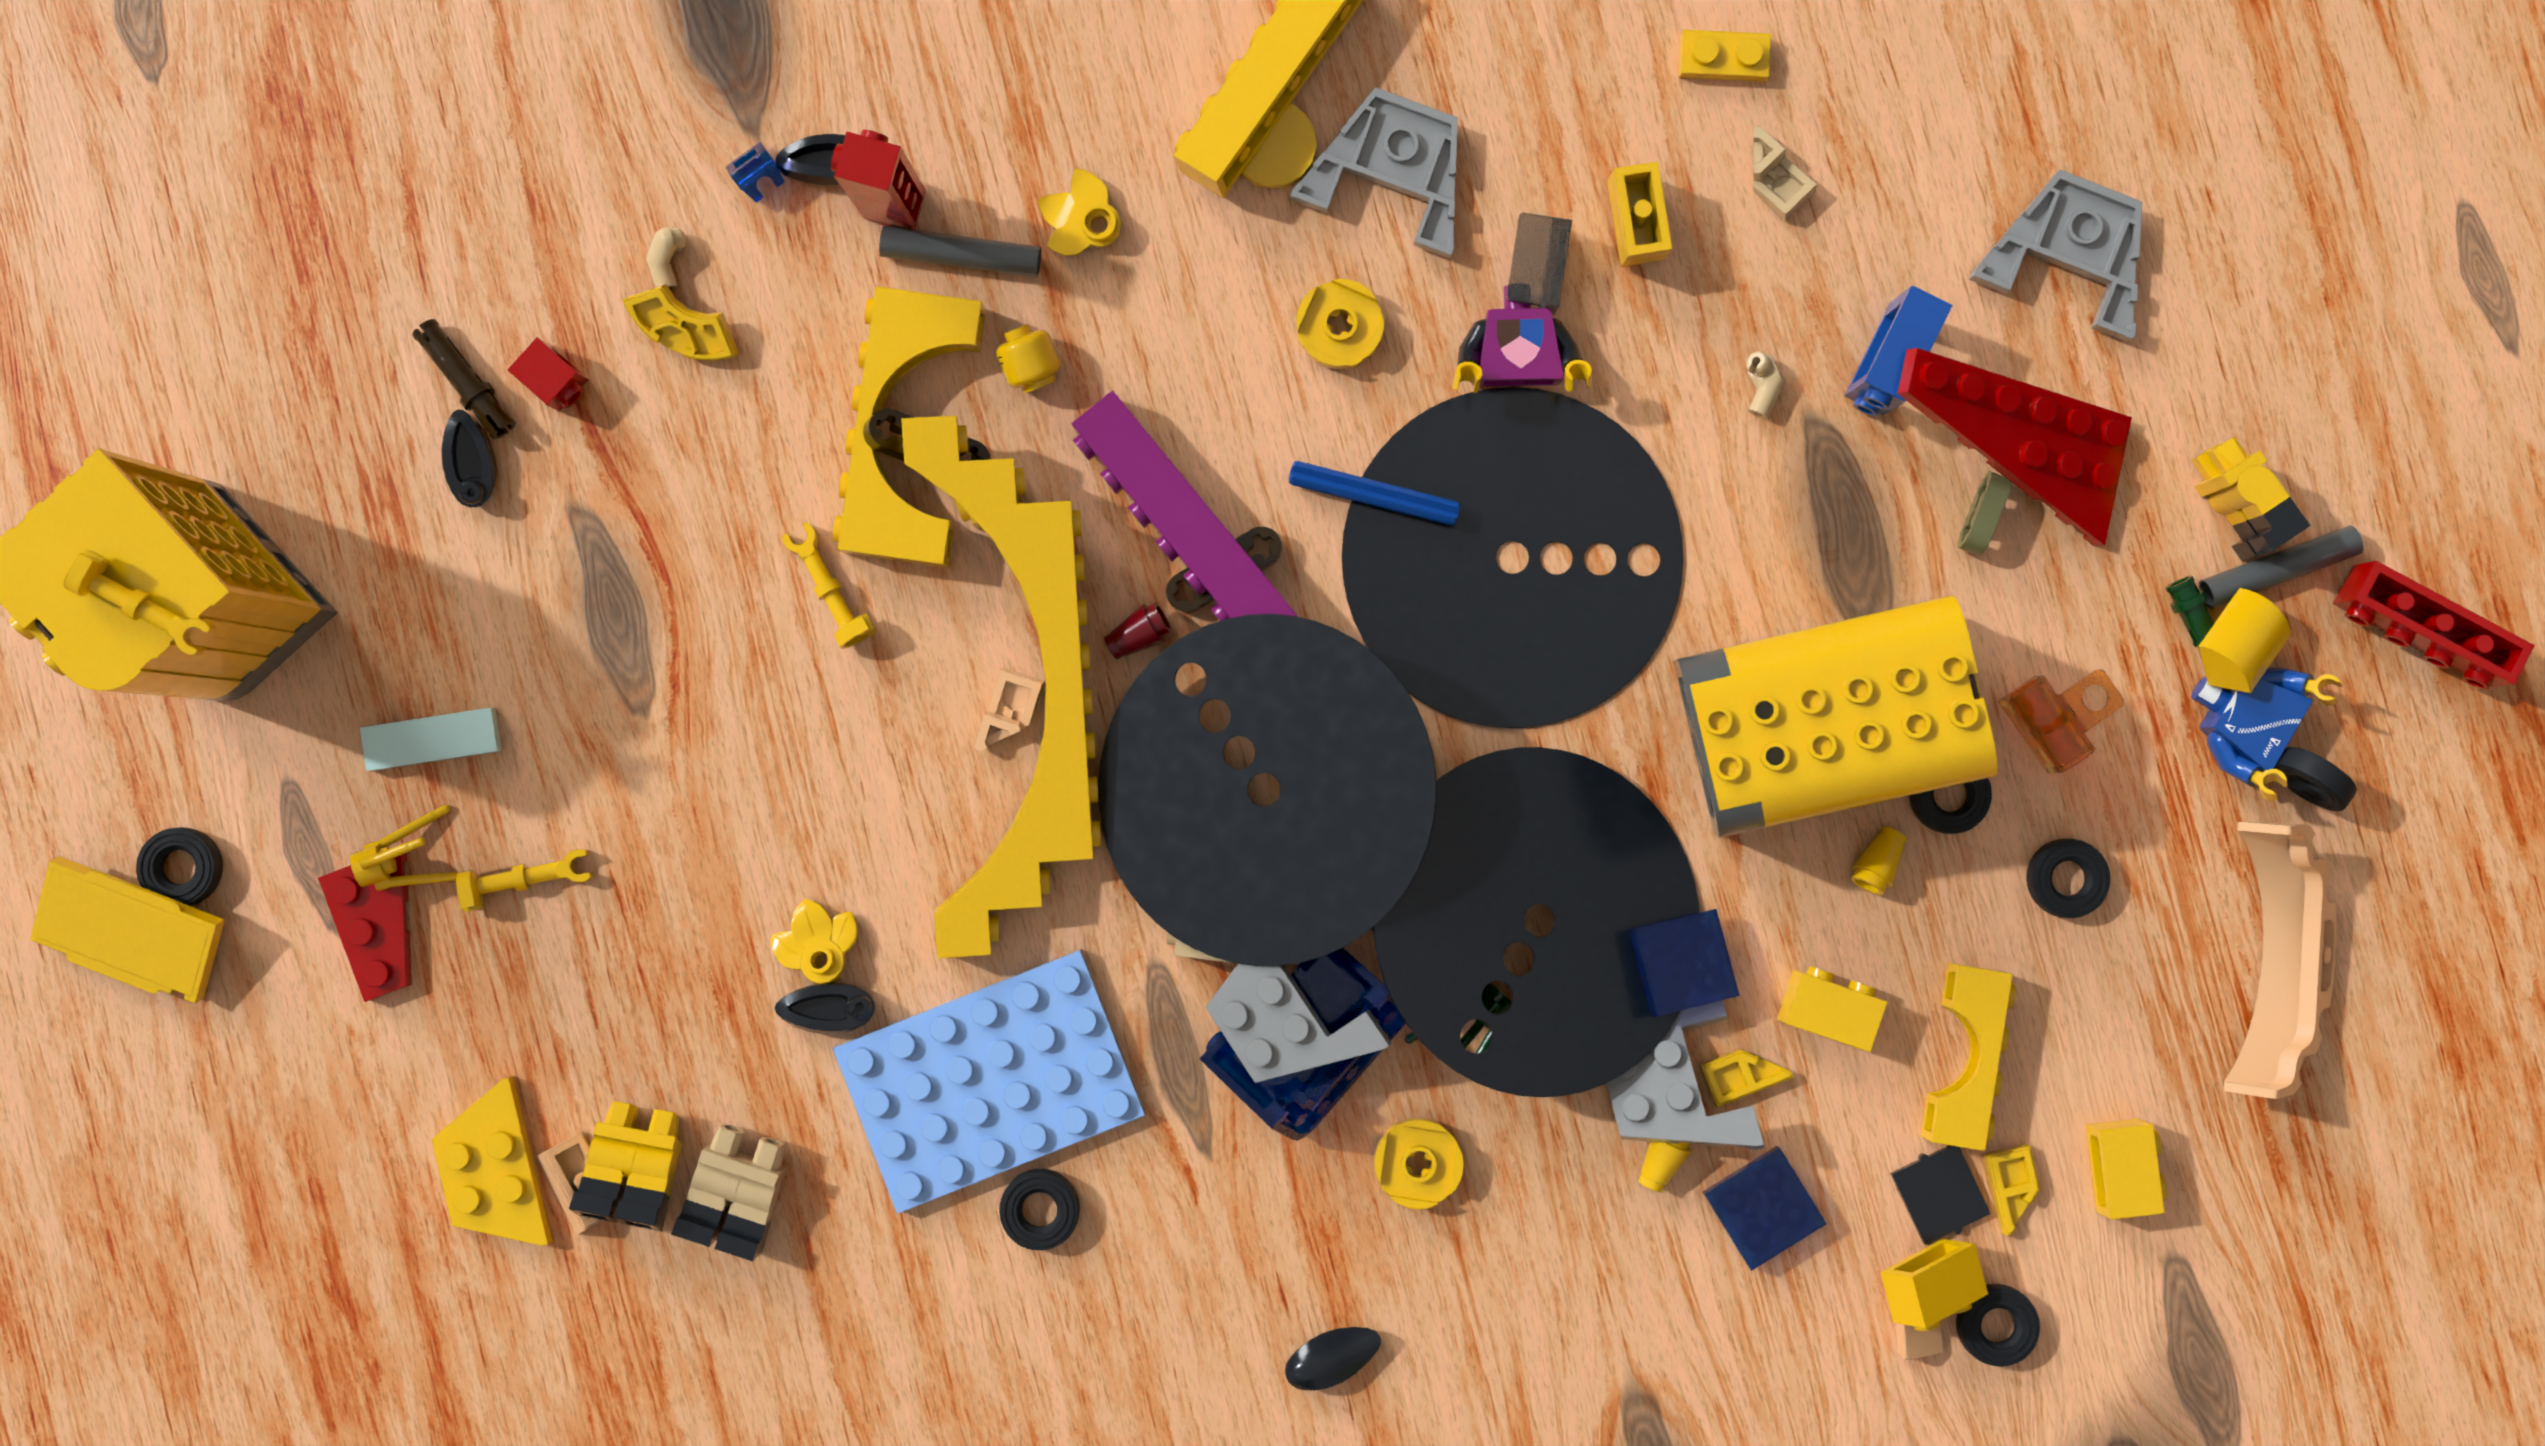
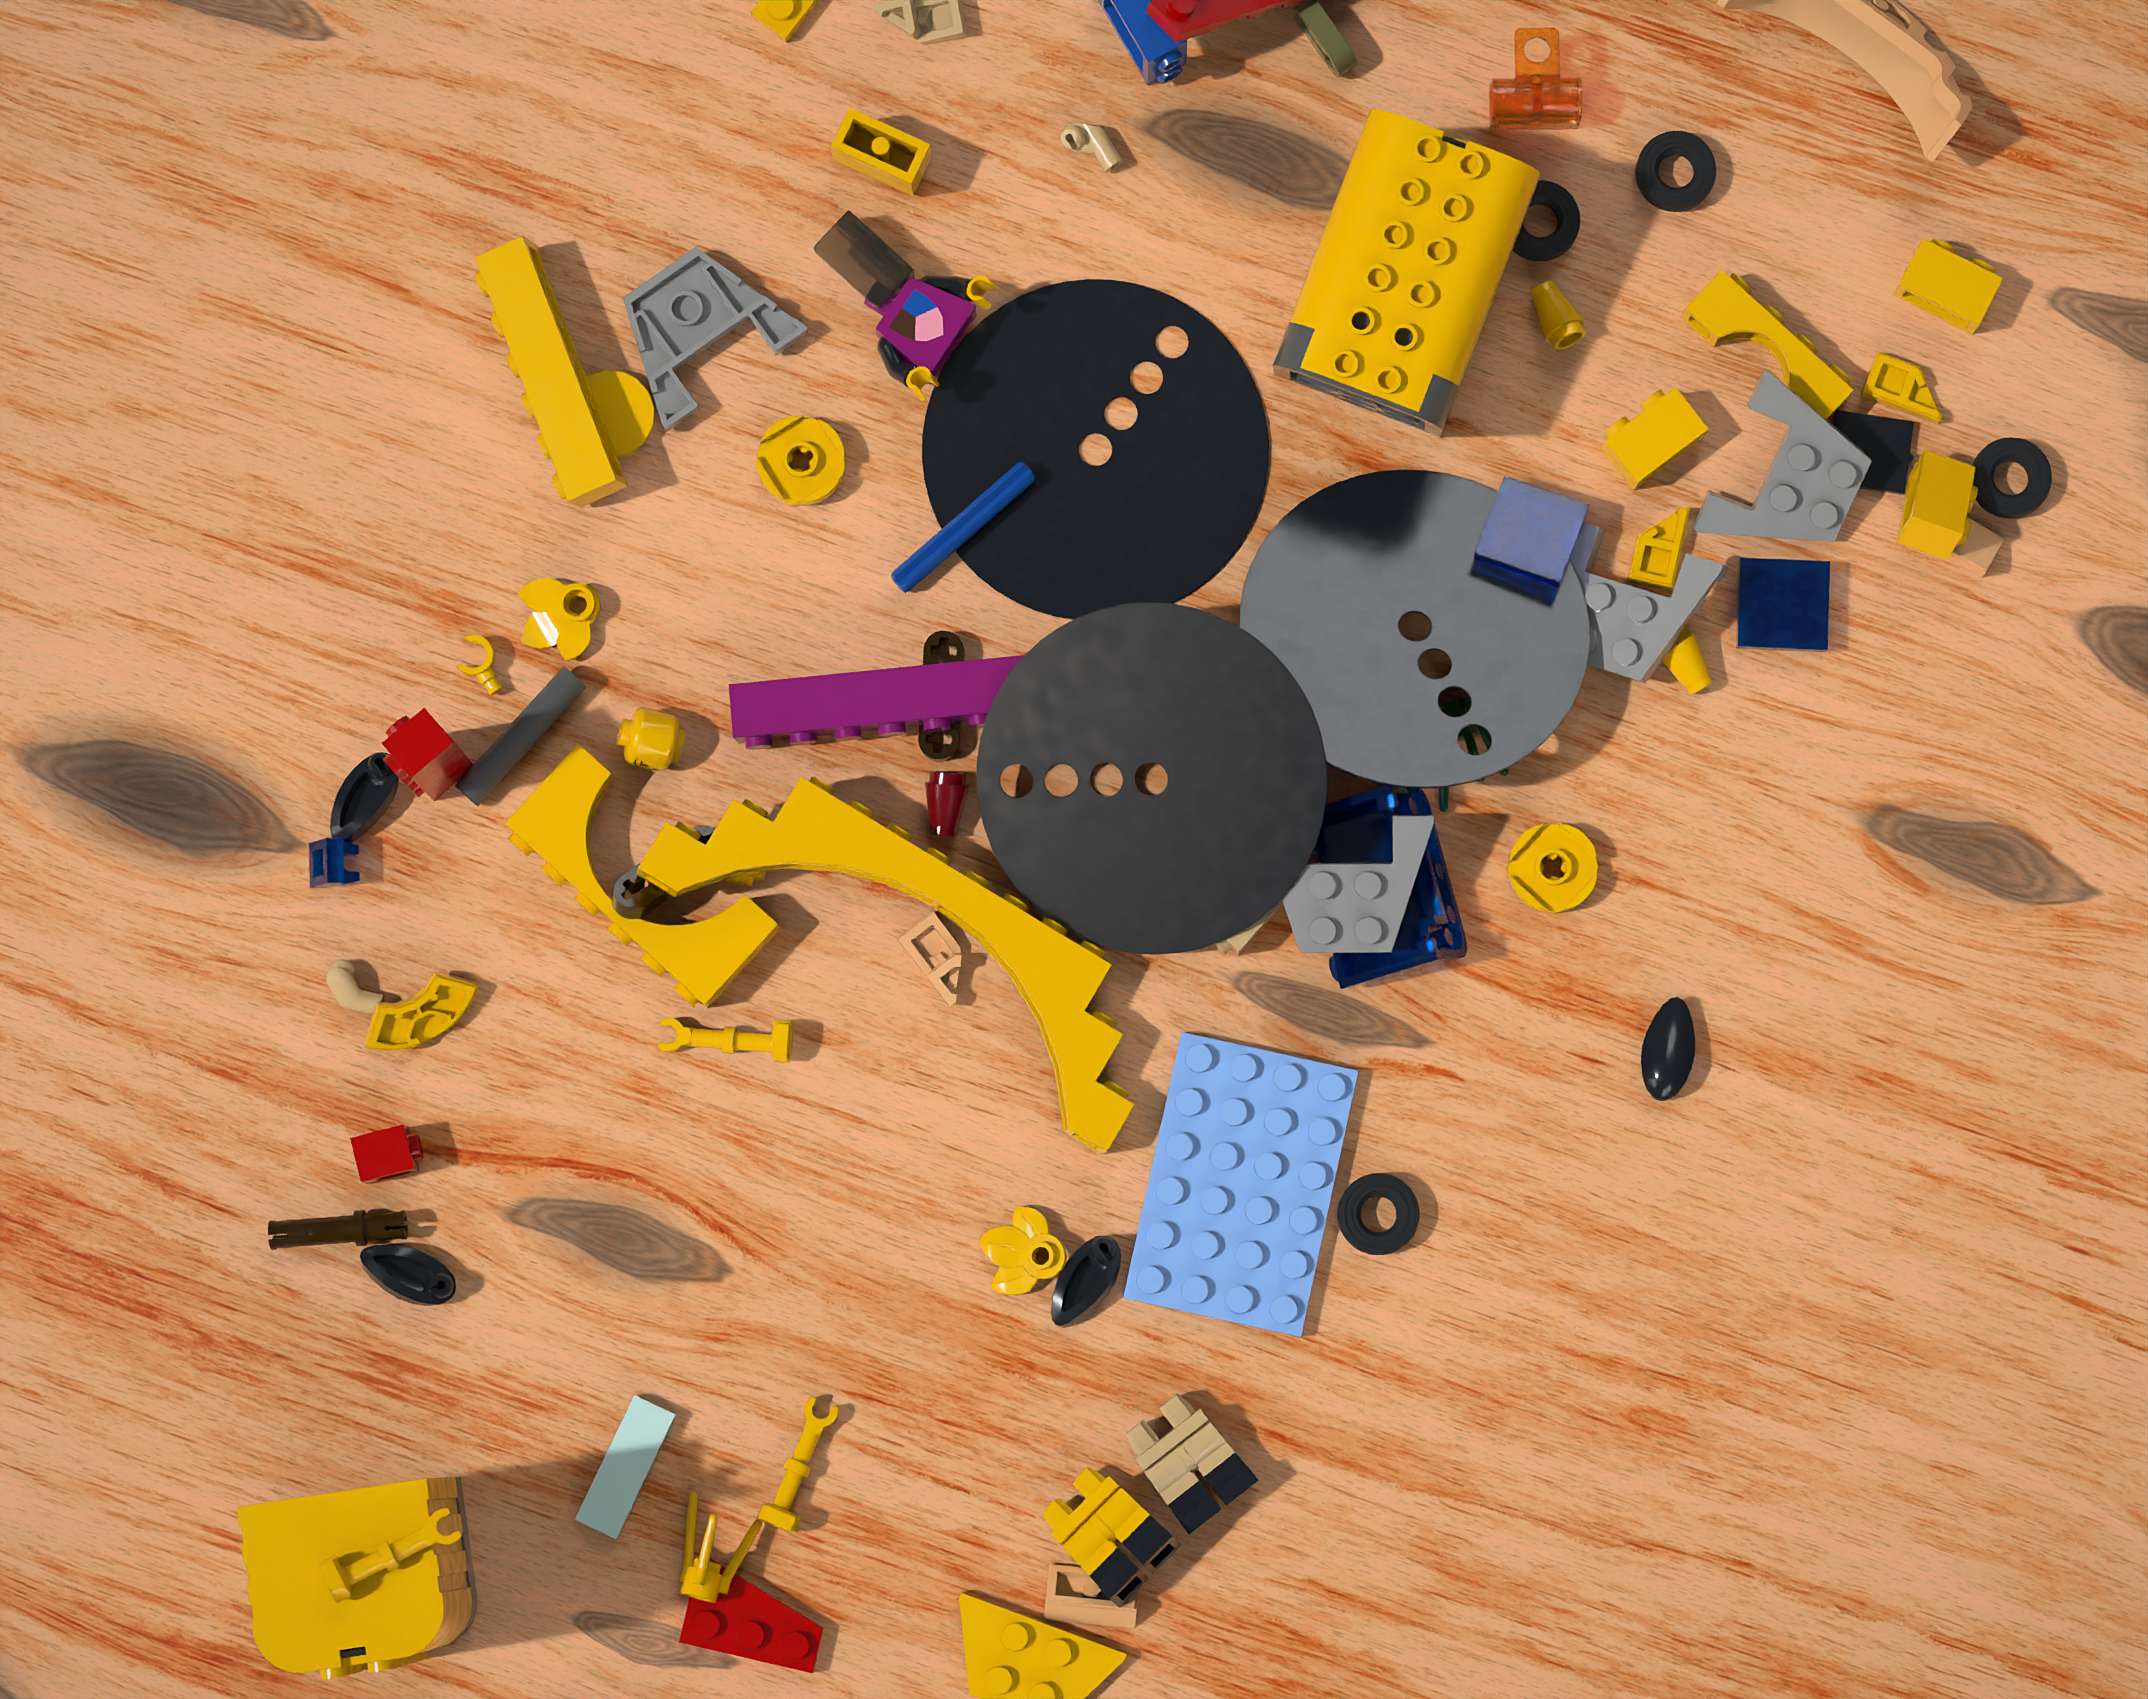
camera: 50 degrees left, 5 degrees down
(994, 187) = (484, 672): none -> yellow piece
(1878, 1162) = (1807, 482): none -> light grey wing

